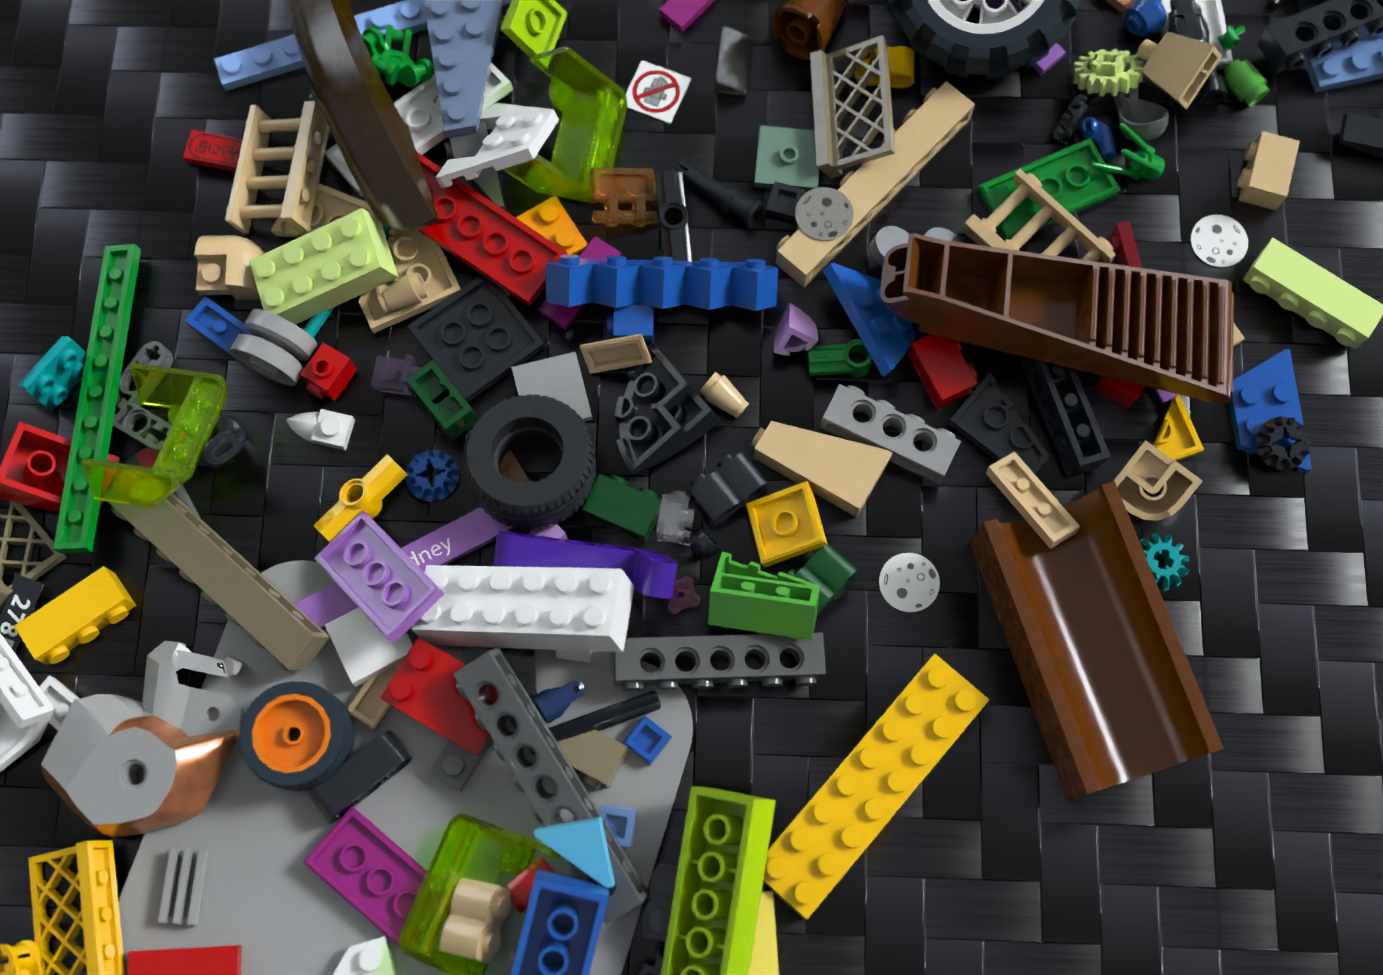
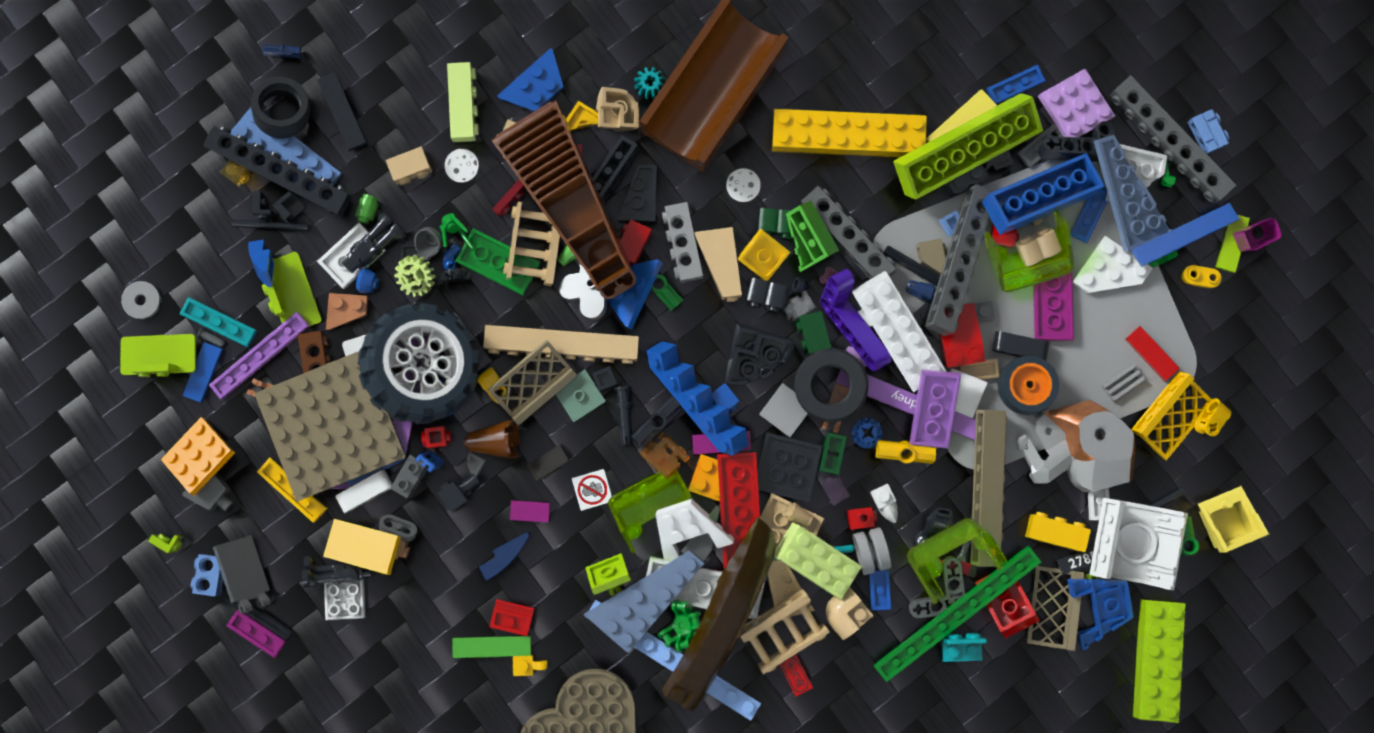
camera: 130 degrees left, 10 degrees up
(582, 845) = (975, 225): medium azure tile -> none
(615, 353) = (745, 395): tan tile -> none
(647, 740) = (906, 240): blue tile -> none
(723, 395) = (724, 331): tan cone -> none
(795, 332) = (667, 323): lavender brick -> none
(824, 213) = (600, 351): clear smoke sticker -> none
(1032, 500) = (668, 155): tan plate -> none
(1178, 65) = (393, 241): tan torso -> none
(1230, 38) = (349, 232): green hand -> none
(1275, 455) = (550, 75): black gear -> none

